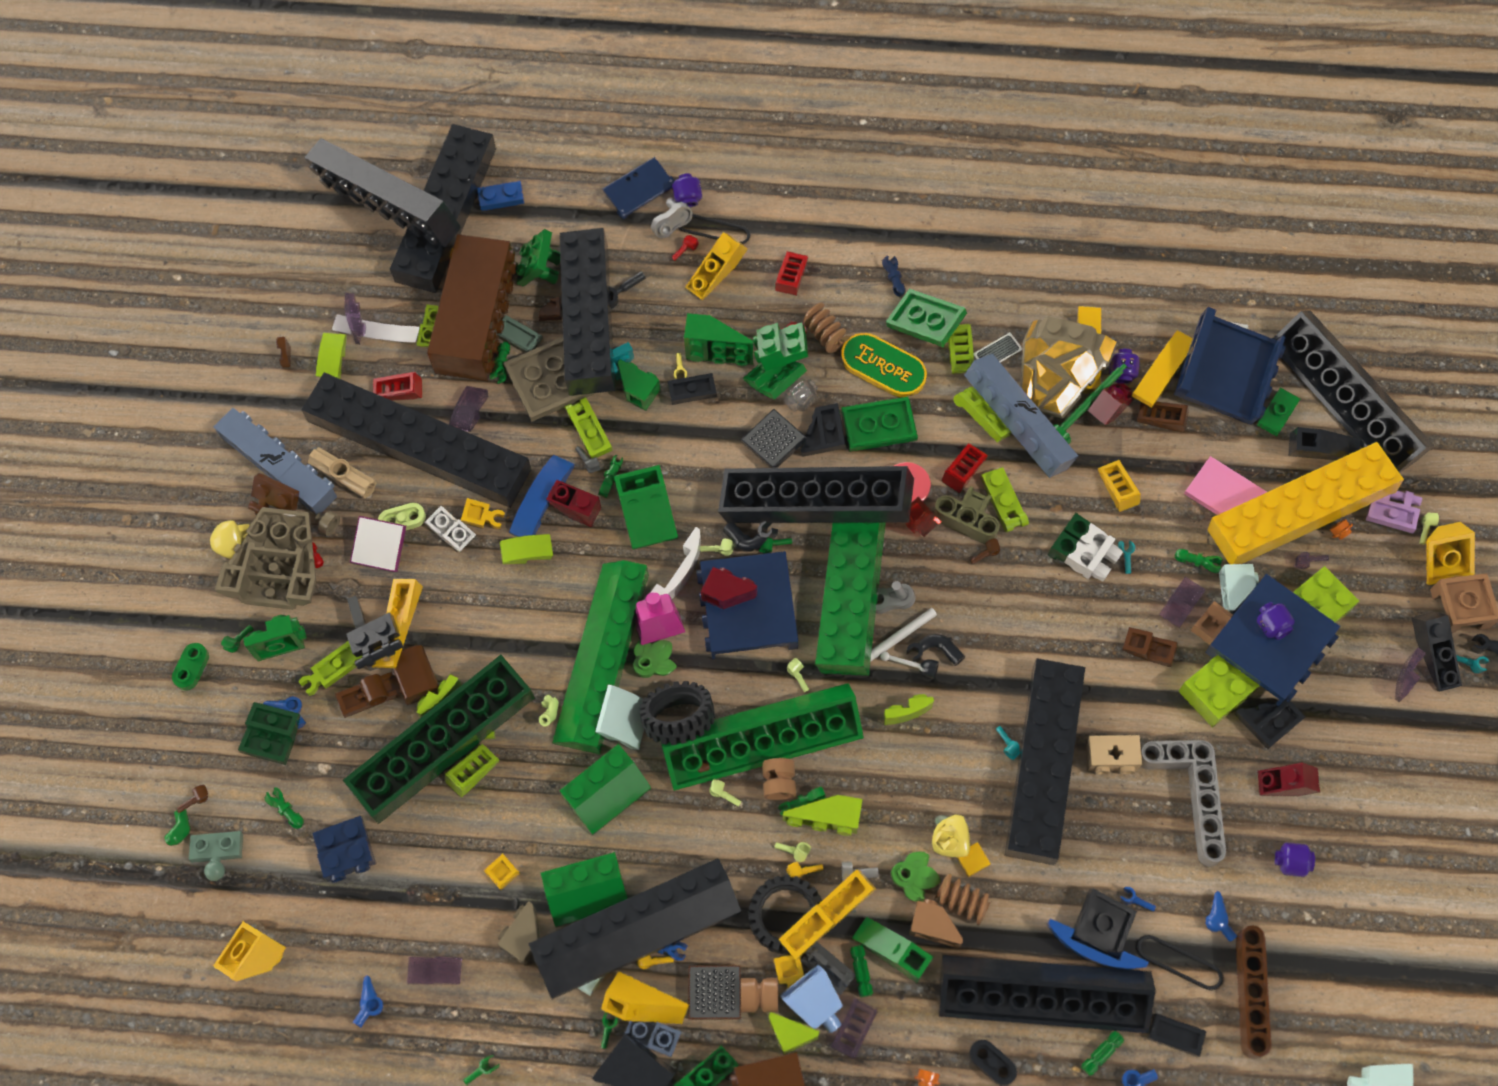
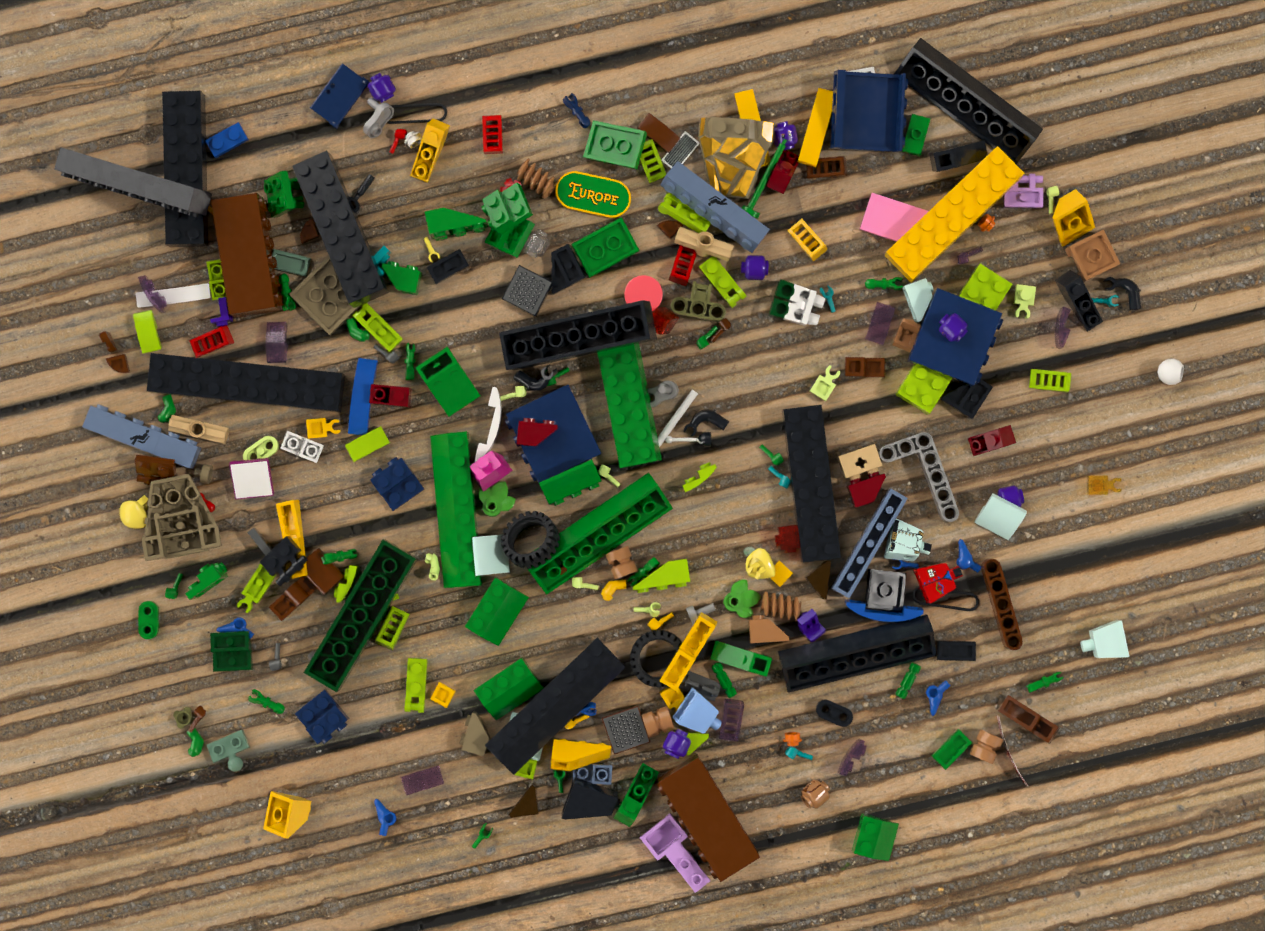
camera: 15 degrees left, 20 degrees up
(174, 789) = (178, 715): none -> olive plate
(285, 379) = (119, 363): none -> reddish brown tile
(315, 767) = (276, 664): none -> dark grey hand
(319, 441) = (168, 411): none -> green arm
(423, 365) = (225, 317): none -> dark purple bracket
(432, 659) = (339, 556): none -> green piece
(473, 848) = (416, 684): none -> lime plate
(543, 603) = (396, 483): none -> dark blue plate
(554, 1046) = (527, 804): none -> dark brown slope
(562, 427) = (355, 332): none -> green arm
(571, 1002) = (528, 769): none -> lime tile
(701, 250) = (413, 139): none -> white plate
(750, 663) = (571, 483): none -> green slope
(756, 807) = (611, 587): none -> yellow arm
(774, 1026) = (676, 744): none -> dark purple head
(960, 426) = (669, 227): none -> reddish brown tile
(961, 556) = (702, 342): none -> green hand
(981, 324) = (659, 132): none -> reddish brown slope
(993, 935) = (810, 625): none -> dark purple bracket
(996, 450) = (704, 244): none -> tan piece
(996, 817) = (787, 538): none -> clear red brick
(1009, 720) = (776, 459): none -> green hand
(1022, 880) = (820, 579): none -> dark brown slope
(1048, 494) = (755, 267): none -> dark purple head
(1093, 651) = (823, 385): none -> yellowish green plate
(1098, 855) = (869, 543): none -> sand blue brick
(1110, 791) = (865, 491): none -> dark red slope
(1146, 870) = (905, 542): none -> light aqua torso
(1174, 932) = (936, 580): none -> red torso
(1278, 877) = (1000, 516): none -> light aqua slope
(1368, 628) = (1024, 297): none -> yellowish green plate
(1391, 729) = (1066, 384): none -> lime slope
(1418, 882) = (1099, 485): none -> clear yellow plate

